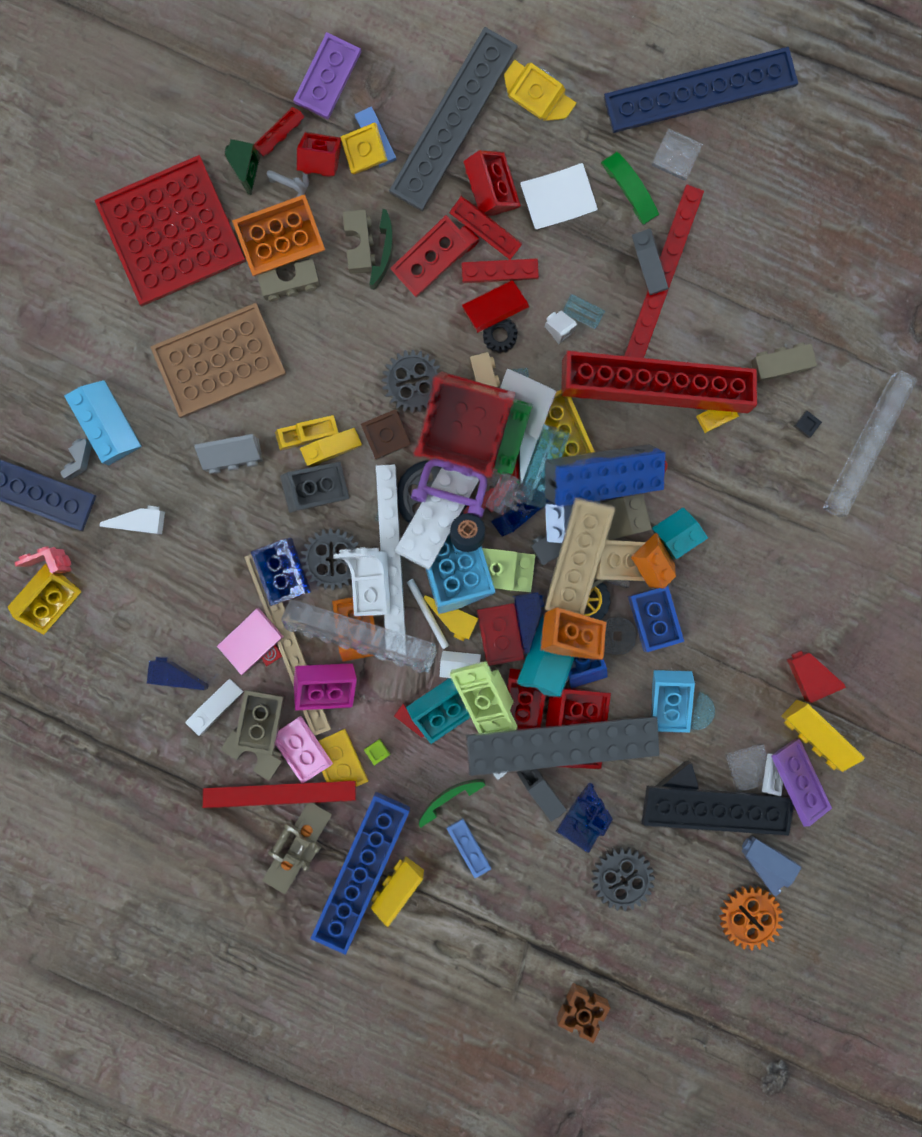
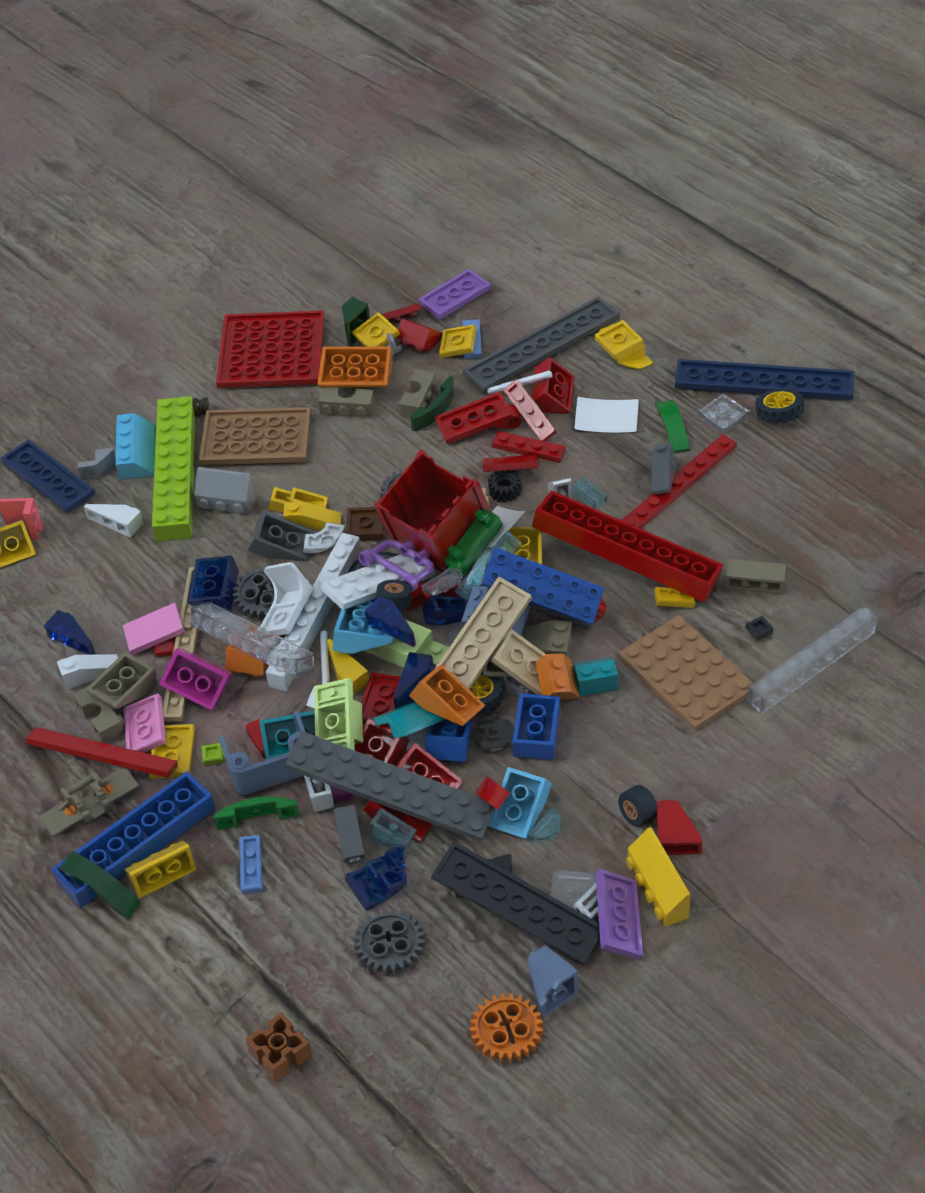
camera: 30 degrees right, 40 degrees down
(140, 341) = (200, 405): none -> dark brown wheel
(159, 435) = (174, 469): none -> lime brick
(275, 174) = (374, 331): none -> yellow tile
(355, 470) = (324, 539): none -> white tile
(357, 935) = (101, 883): none -> dark green slope
(441, 758) = (262, 775): none -> sand blue windscreen
(460, 192) = (527, 380): none -> white bar
(484, 574) = (387, 618): none -> clear blue slope
(578, 778) = (390, 830): none -> clear light blue slope
(653, 713) = (492, 792): none -> red slope
(732, 142) = (779, 405): none -> black wheel
(759, 497) = (686, 672): none -> medium nougat plate
(776, 668) = (638, 805): none -> black wheel

